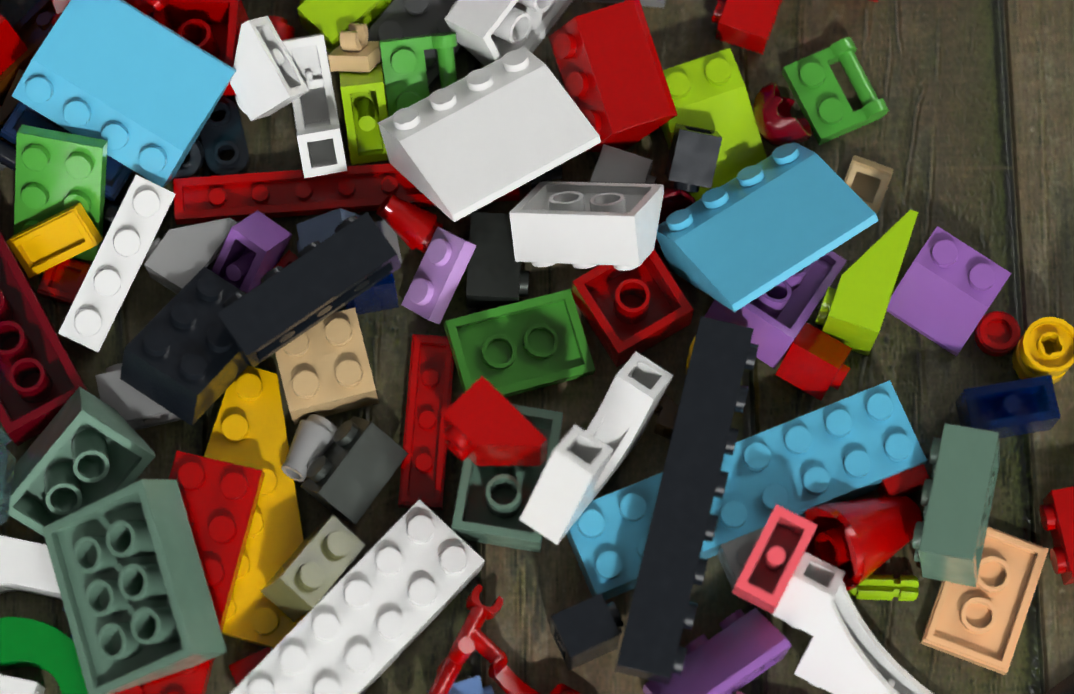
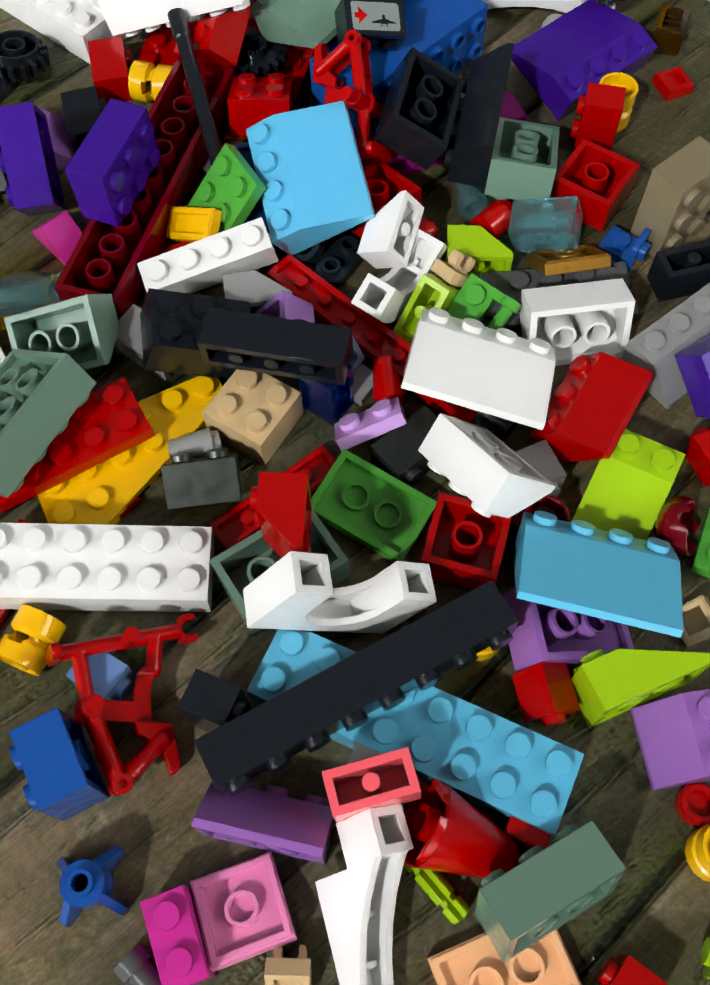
camera: 50 degrees right, 10 degrees down
(313, 568) = (115, 505): olive brick -> none
(692, 157) = (593, 494): black brick -> none
(1010, 407) = (657, 863): clear blue brick -> none

